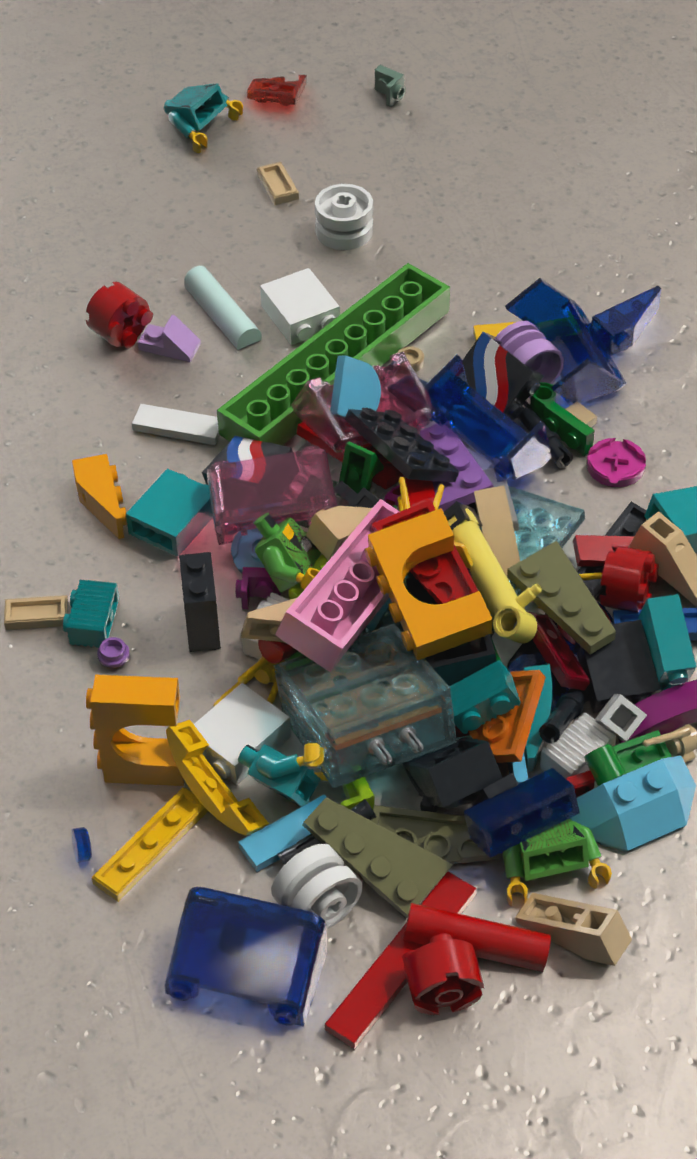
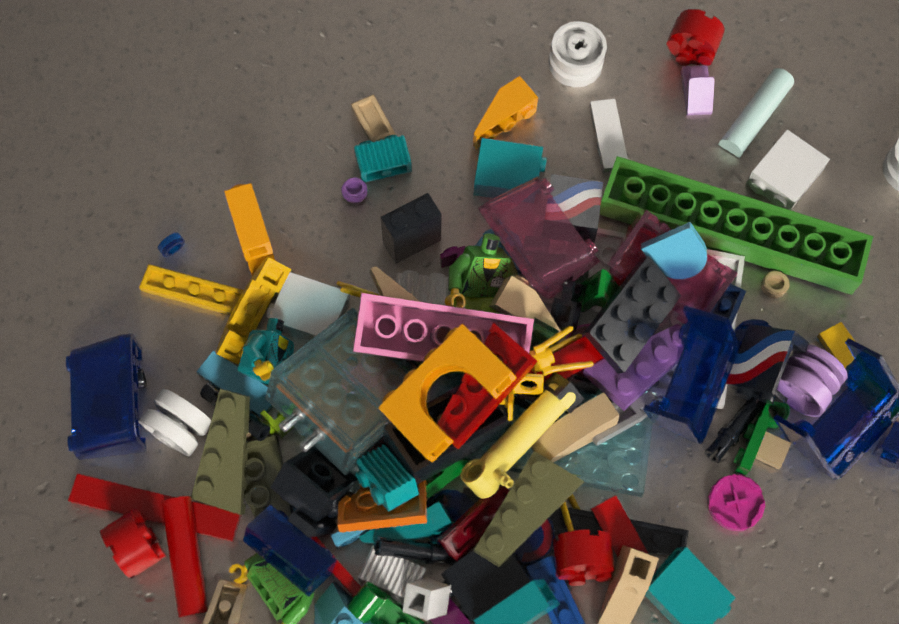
camera: 65 degrees right, 20 degrees up
(73, 411) = (577, 54): none -> white wheel

